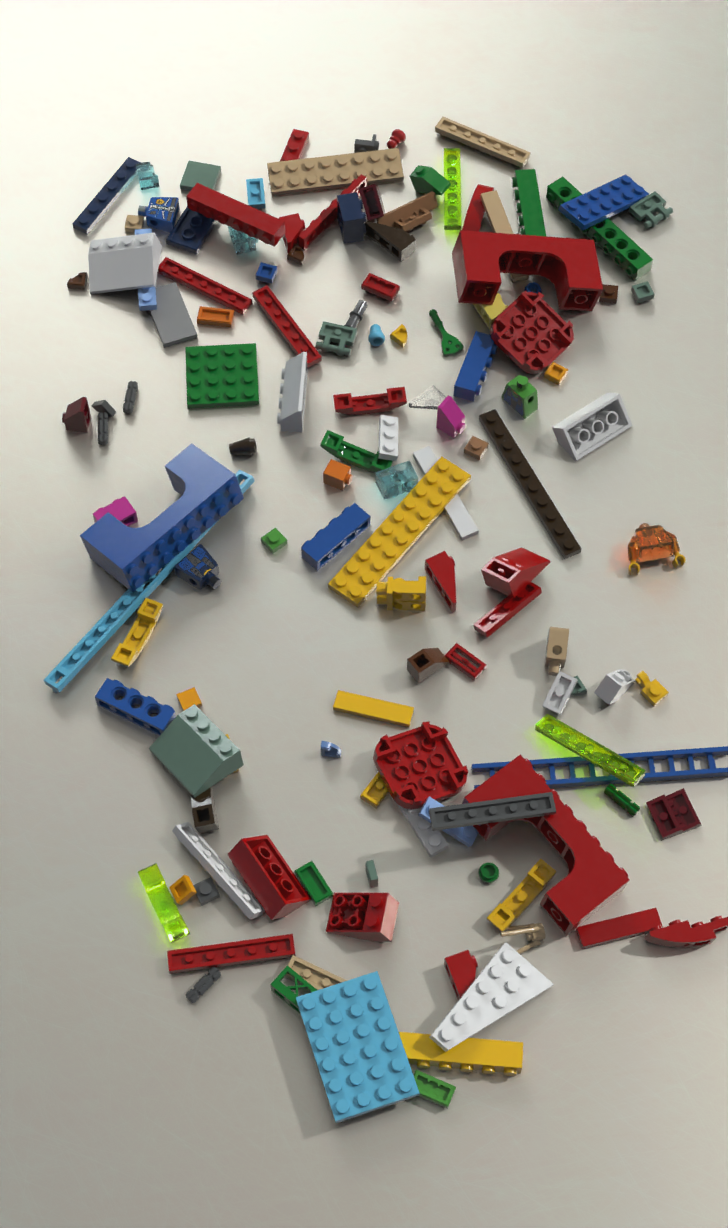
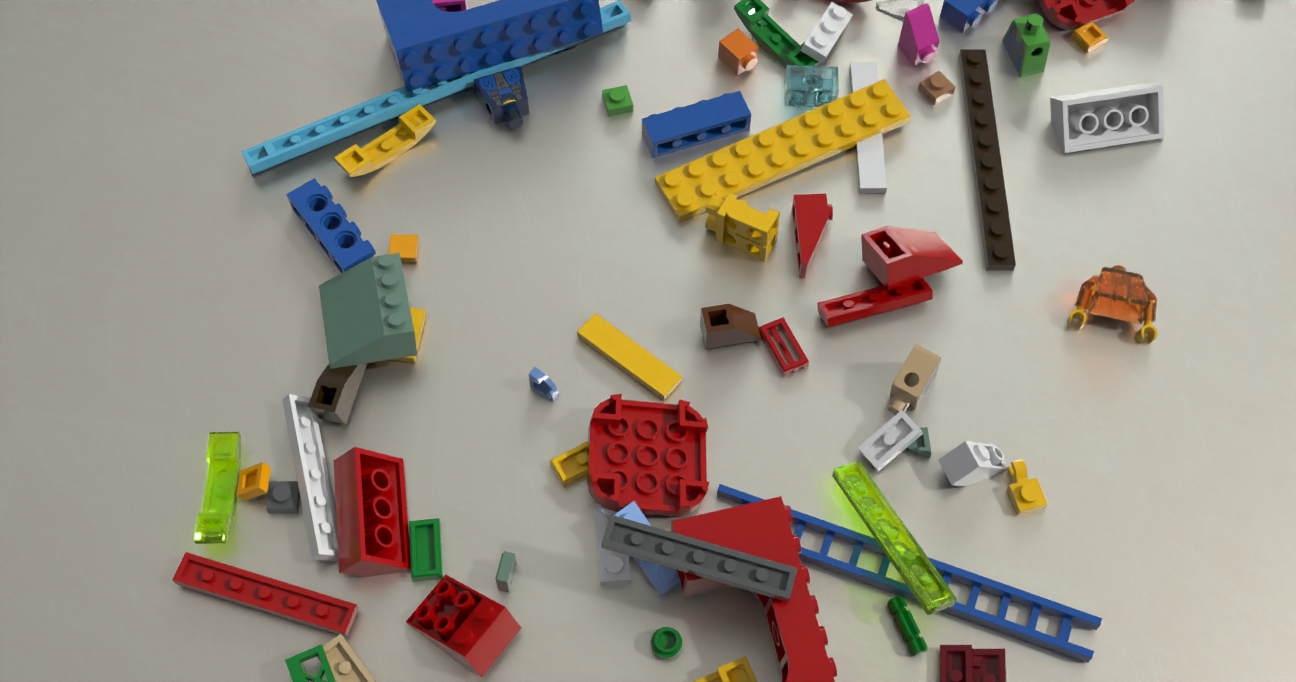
camera: 25 degrees right, 0 degrees up
(203, 984) = (207, 619): dark grey axle -> none

